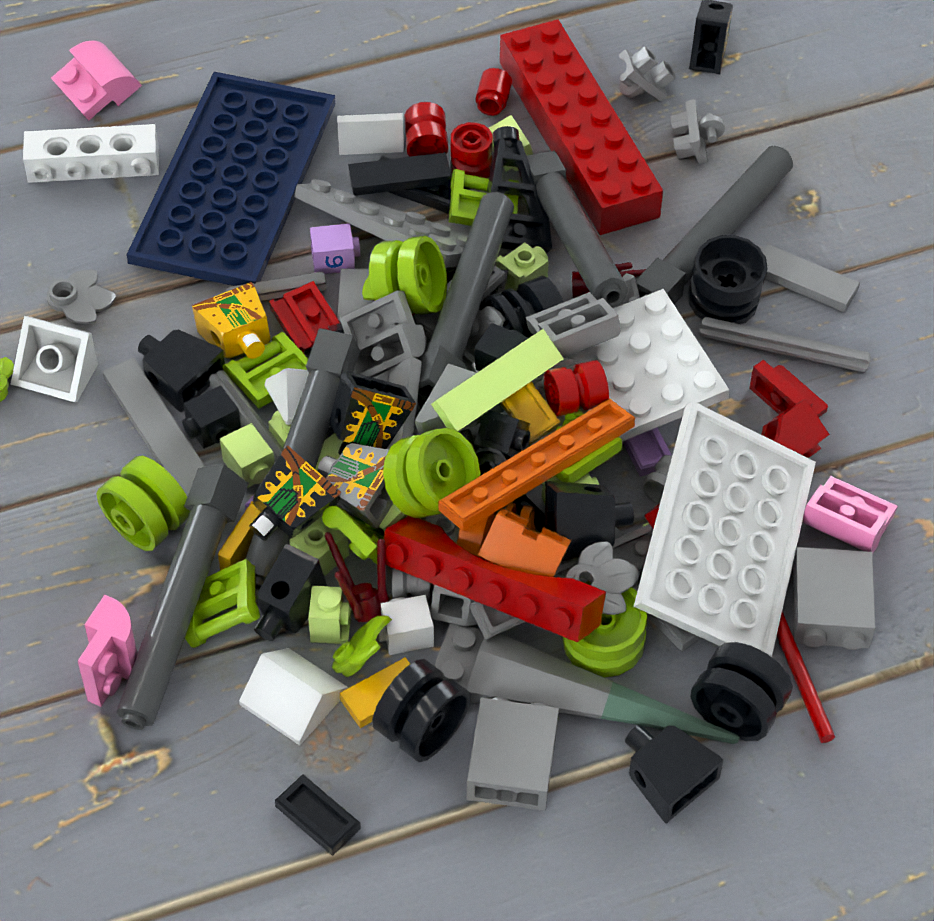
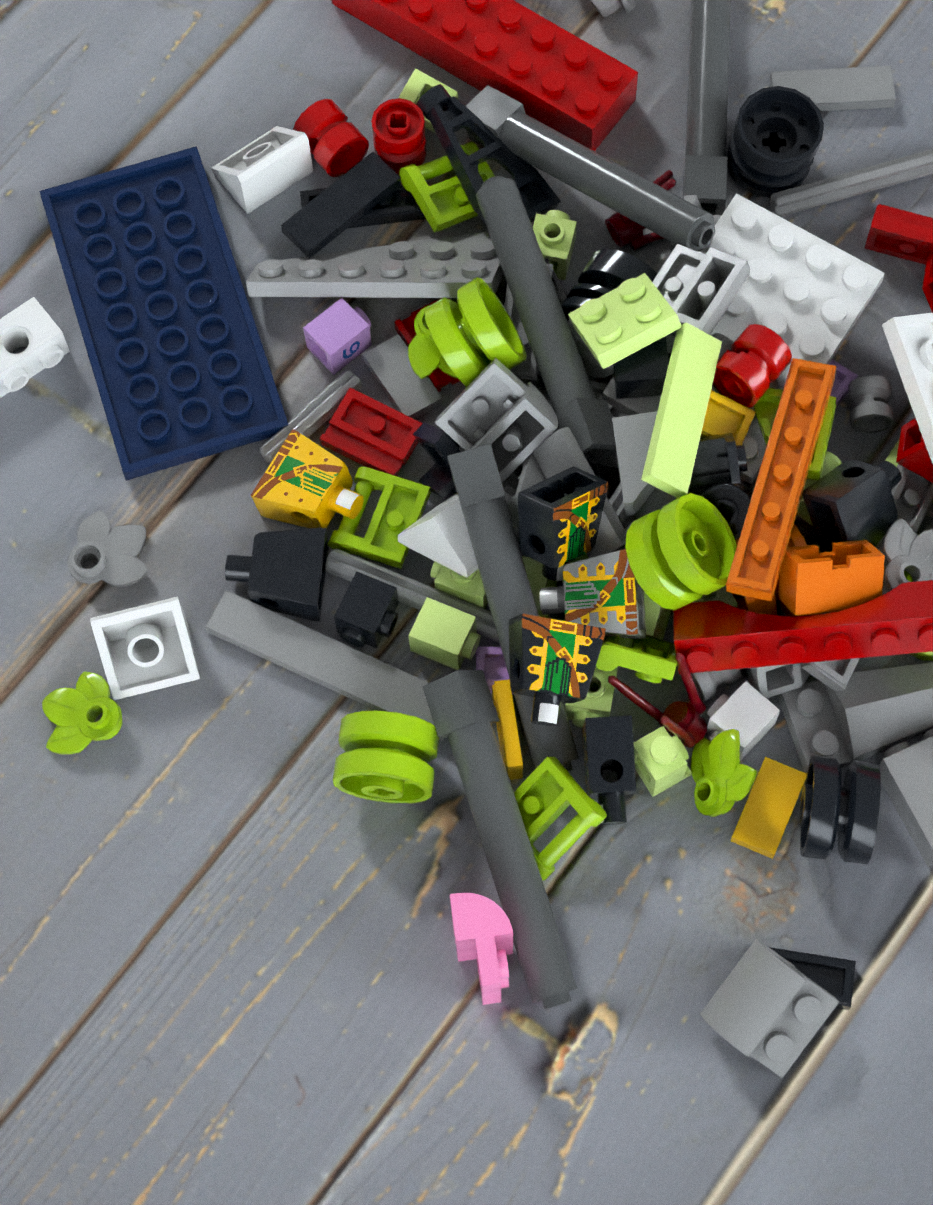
camera: 30 degrees left, 15 degrees up
(269, 811) = (768, 1008): none -> light grey brick
(290, 693) = (685, 866): white slope -> none
(493, 91) = (360, 45): red brick -> none
(508, 312) = (624, 320): none -> yellowish green plate

